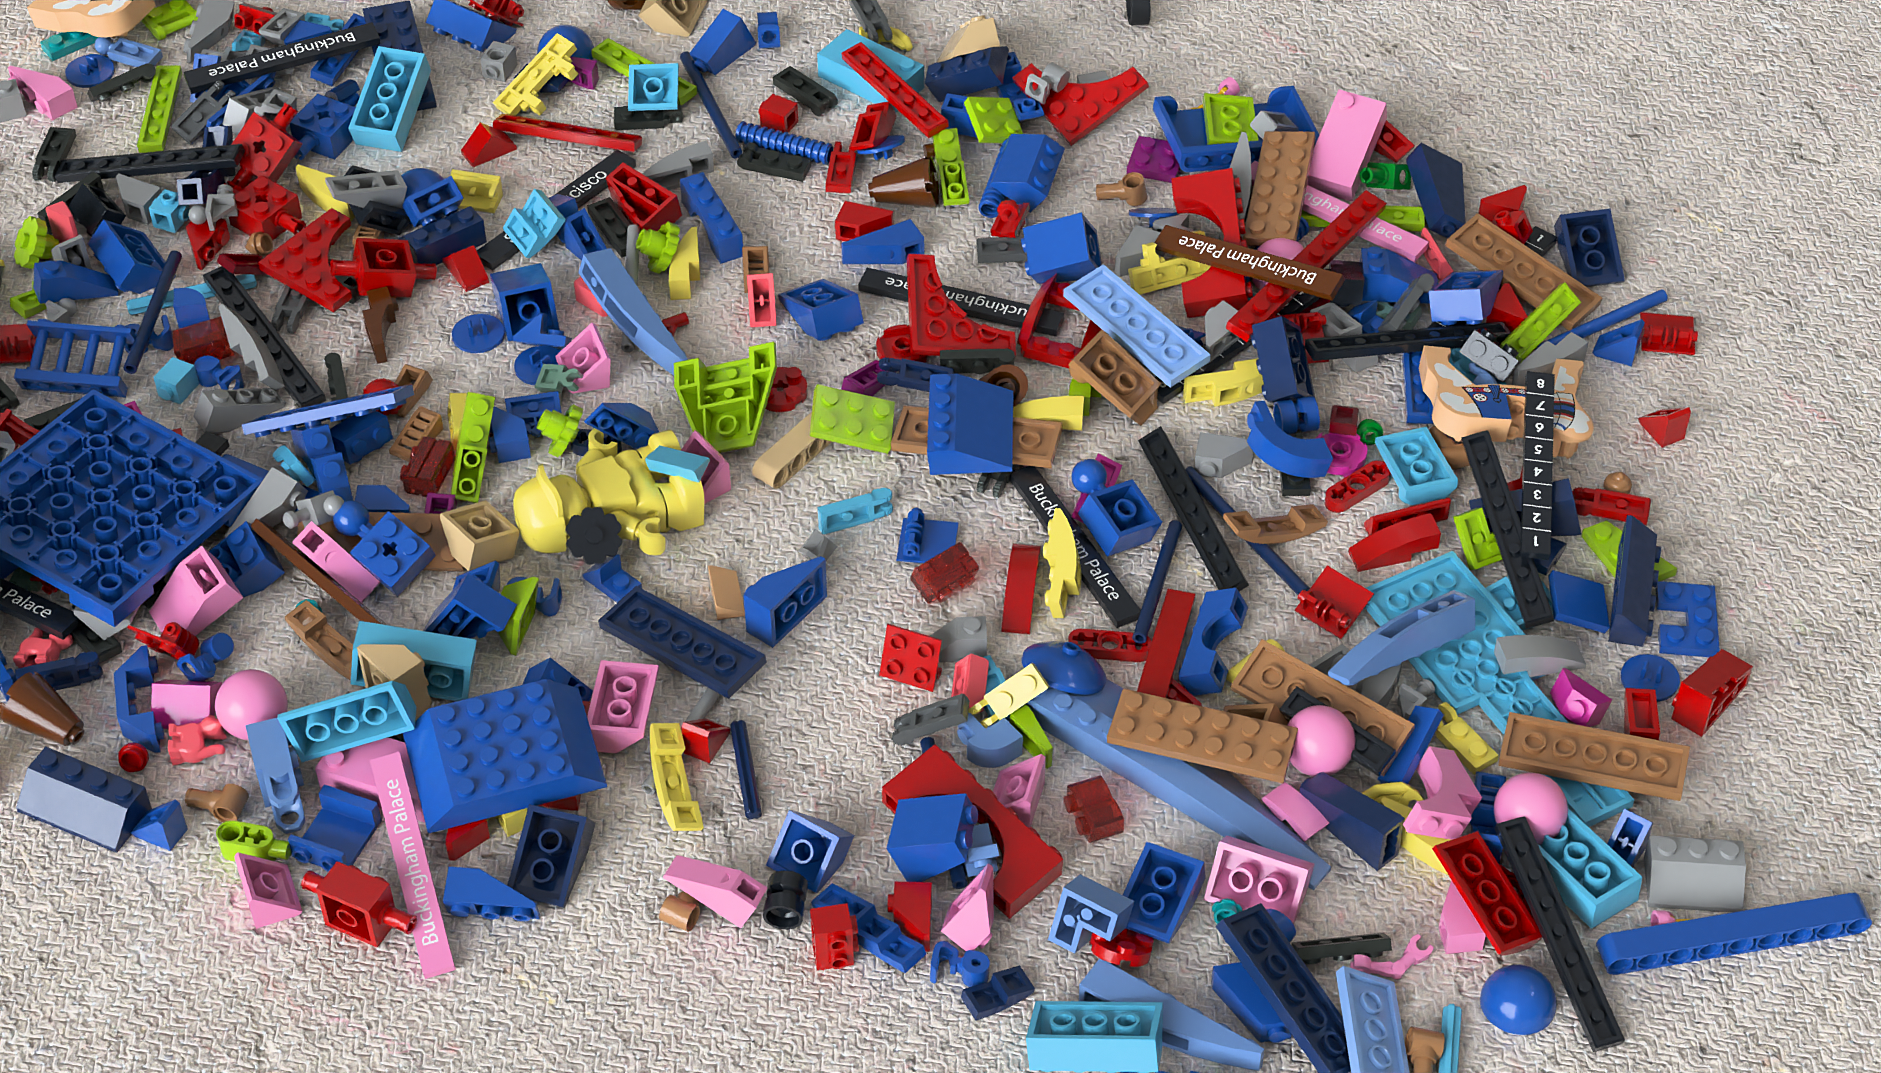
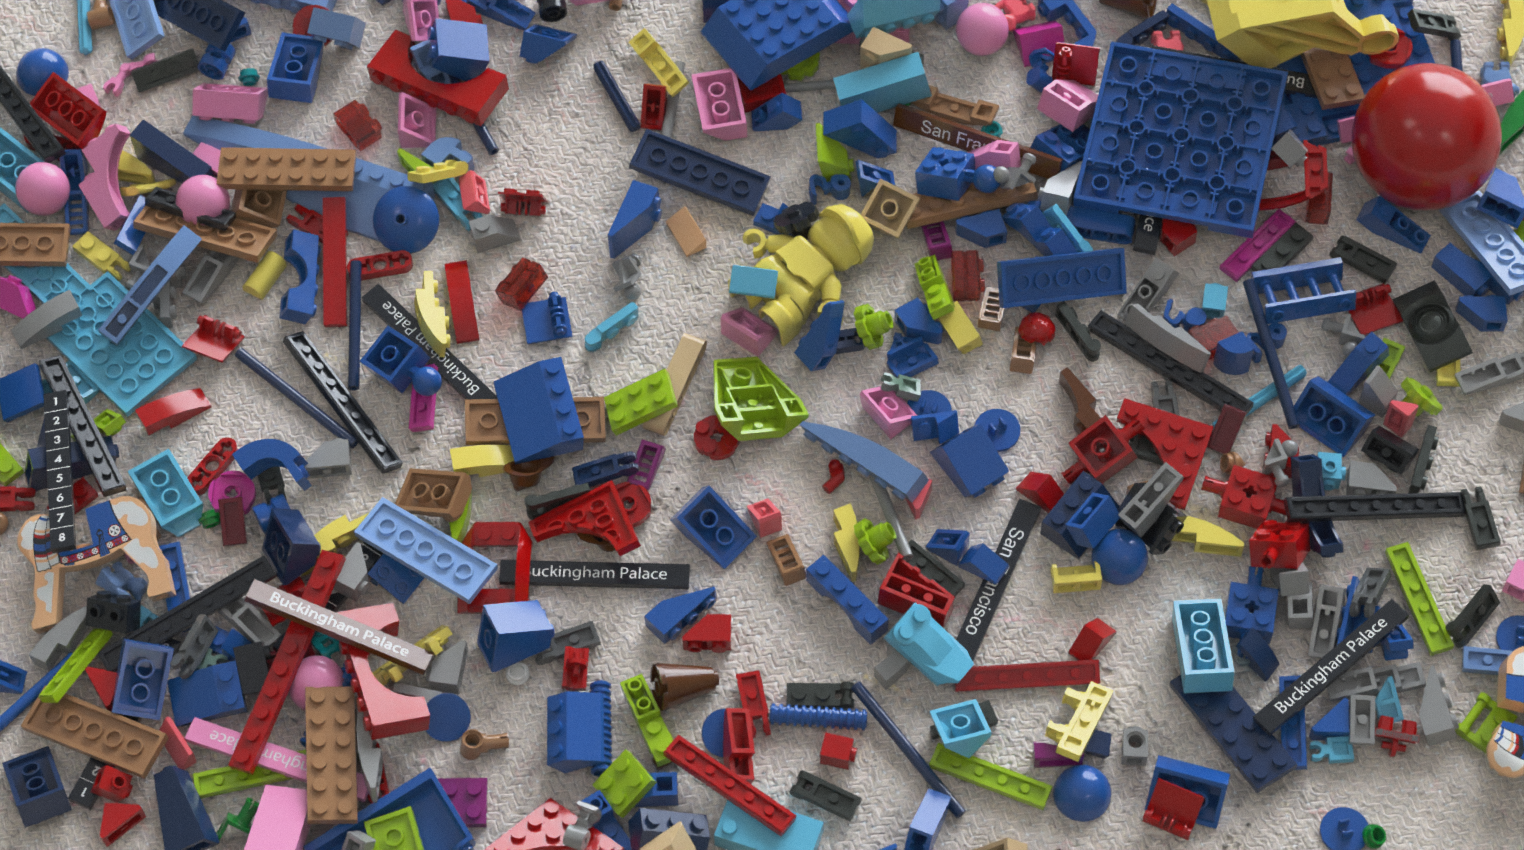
camera: 165 degrees right, 15 degrees up
(534, 224) = (996, 533): medium azure slope -> none
(650, 151) = (929, 646): none -> medium azure slope
(931, 719) = (490, 150): dark grey hinge -> none
(1278, 529) = (273, 399): medium nougat slope -> none
(1438, 509) = (173, 438): red slope -> none

